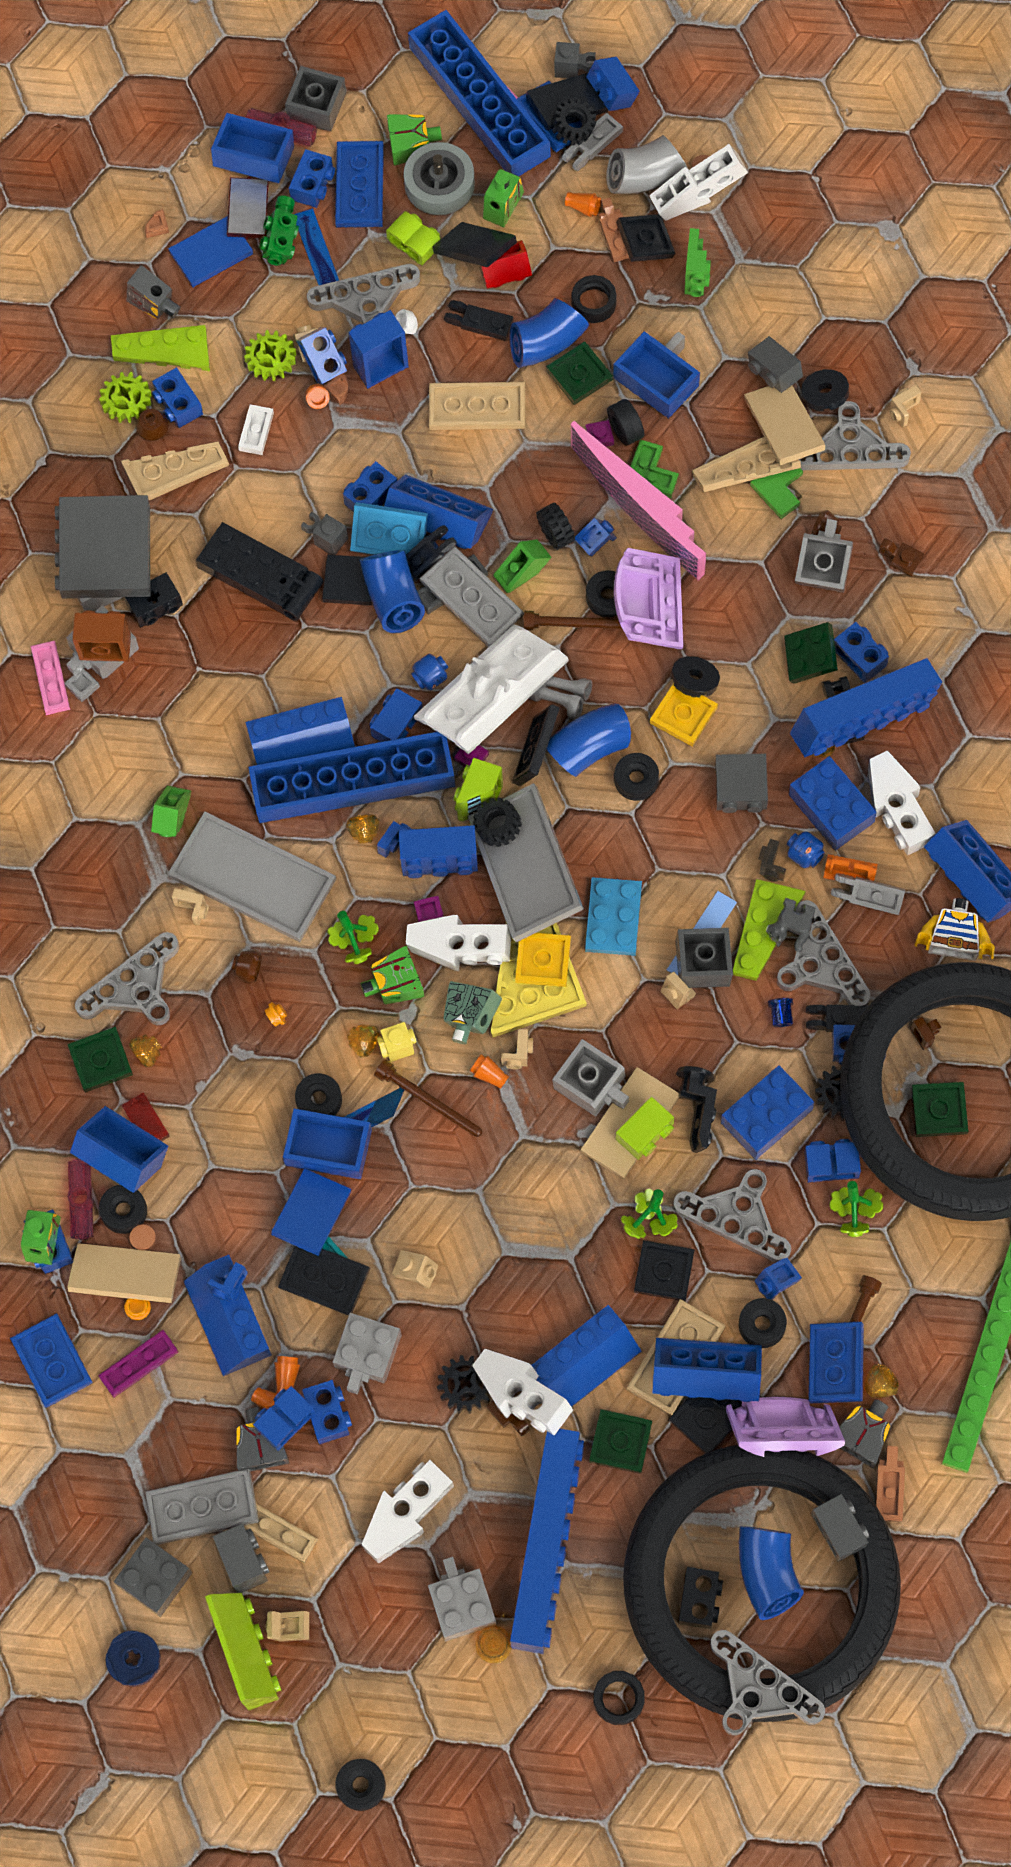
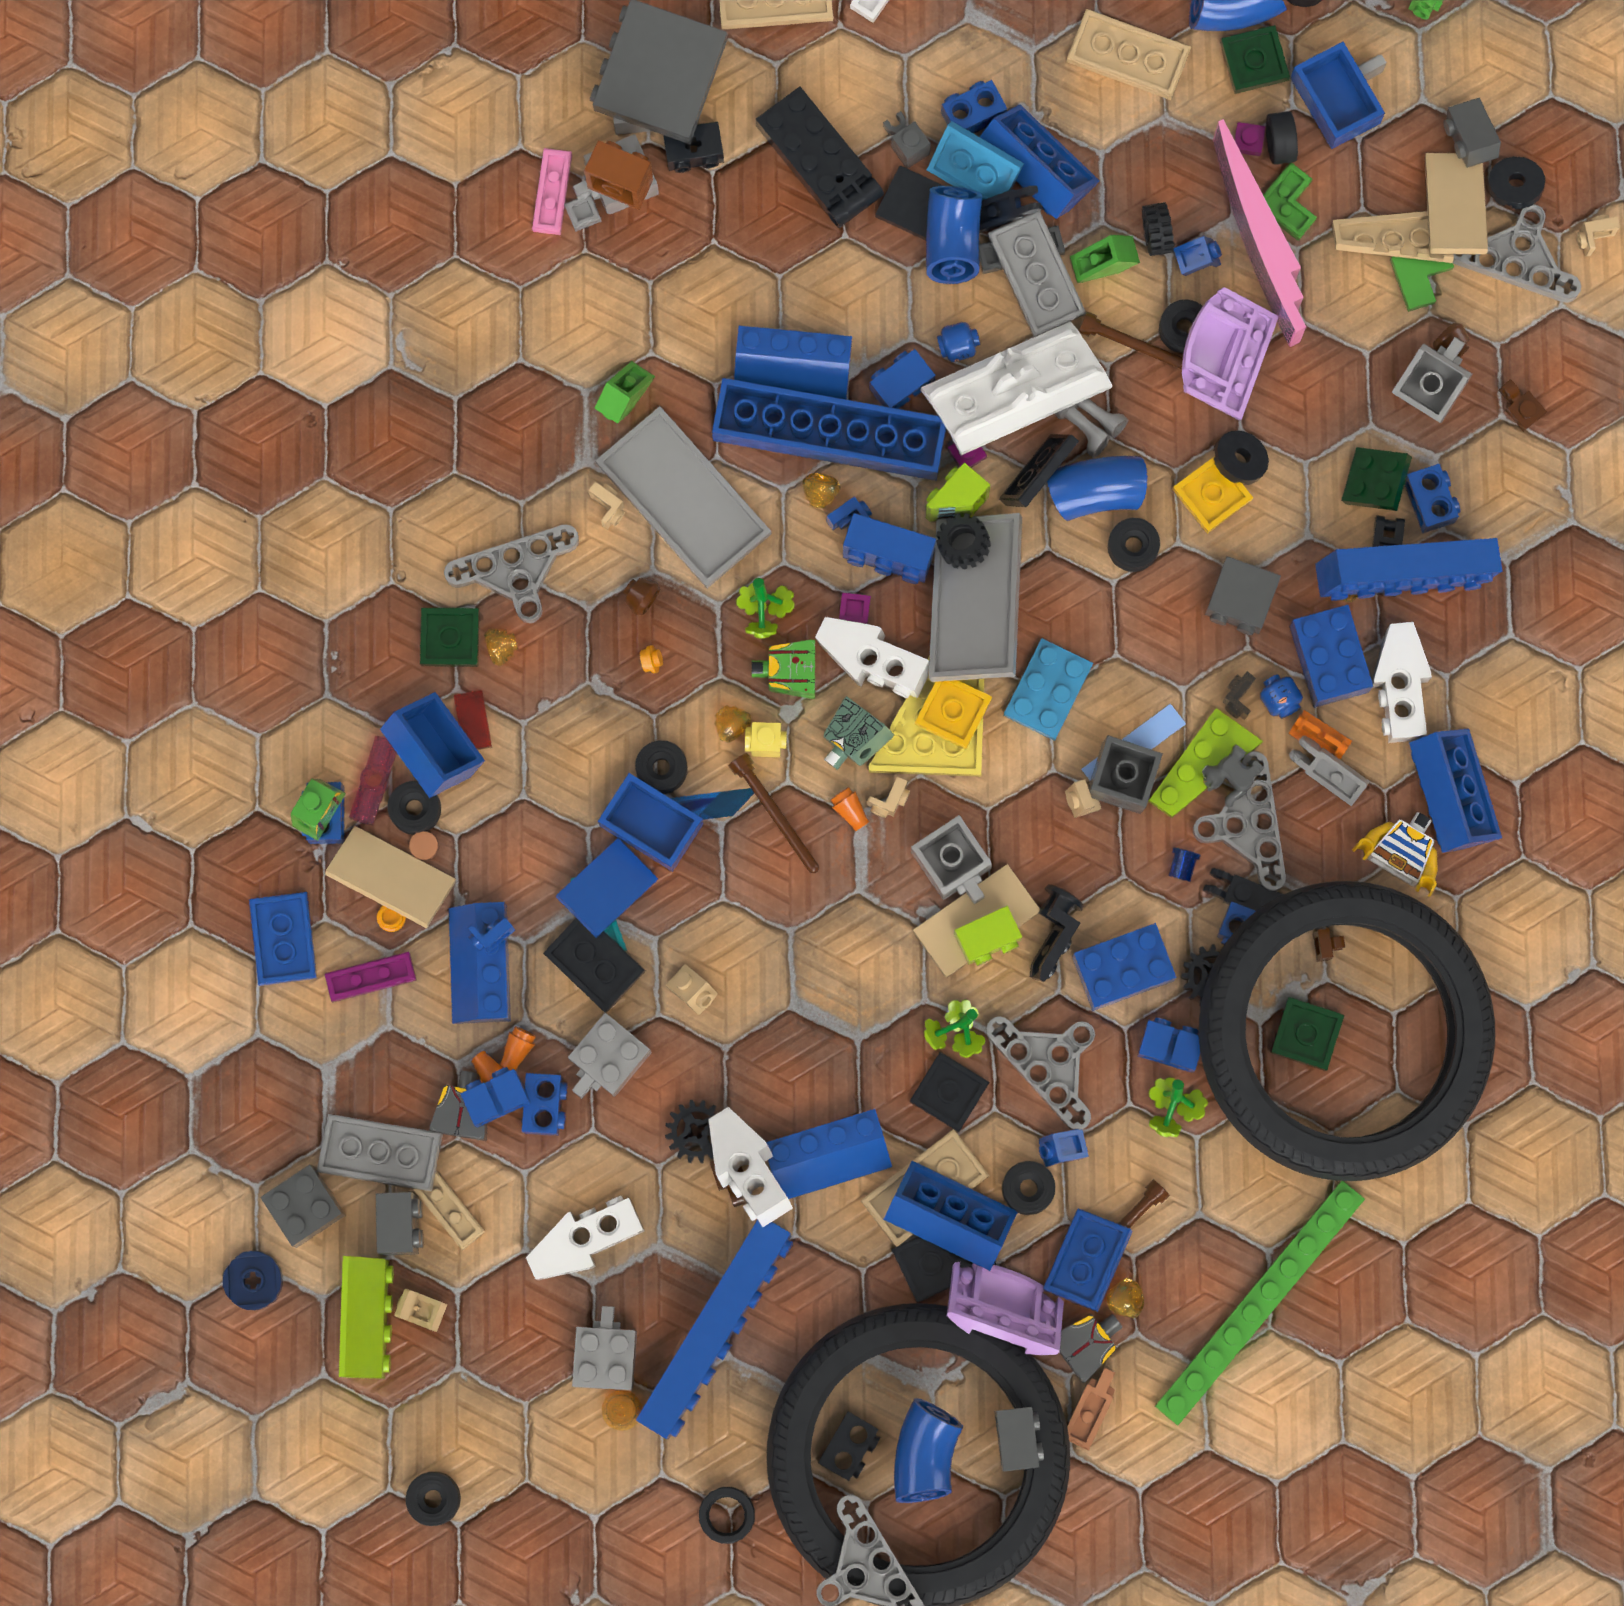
camera: 20 degrees right, 10 degrees up
(620, 1441) = (832, 1253): dark green plate -> none

